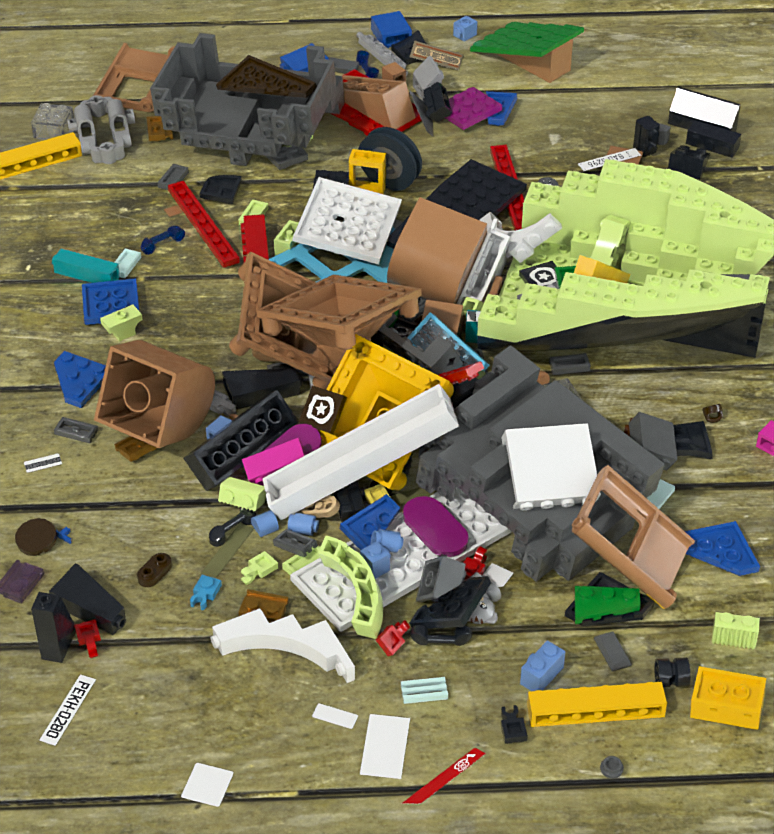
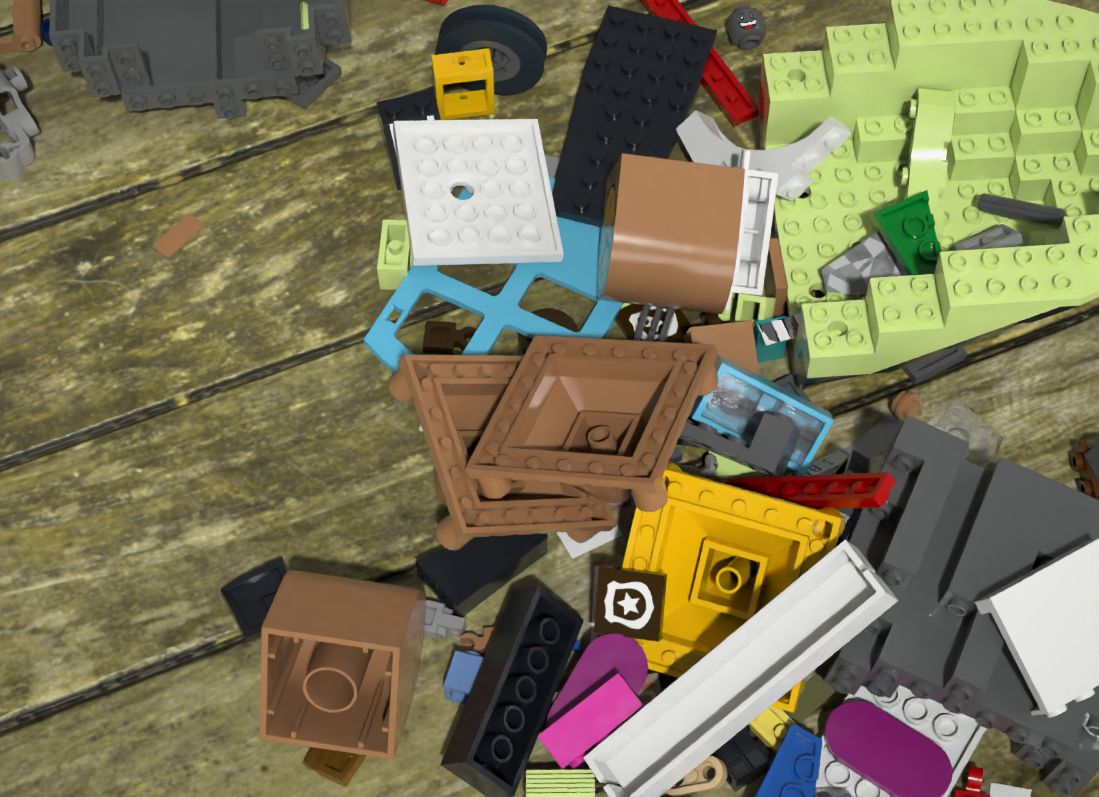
camera: 20 degrees left, 15 degrees up
(74, 431) = (222, 762): dark grey tile -> none
(78, 378) = (177, 641): blue plate -> none
(84, 267) = (83, 413): teal brick -> none
(107, 297) = (157, 469): blue plate -> none
(122, 322) = (201, 509): yellowish green brick -> none
(127, 261) = (141, 380): light aqua tile -> none
(148, 244) = (199, 293): clear blue bar -> none
(156, 130) = (67, 88): pearl gold plate -> none
(174, 174) = (138, 177): dark grey tile -> none
(203, 224) = (235, 260): red plate -> none
(221, 188) = (230, 178): black plate -> none
(254, 208) = (305, 212): yellowish green tile -> none
(254, 236) = (341, 275): red brick -> none
(540, 274) = (841, 221): black tile -> none
(594, 268) = (964, 215): yellow brick -> none

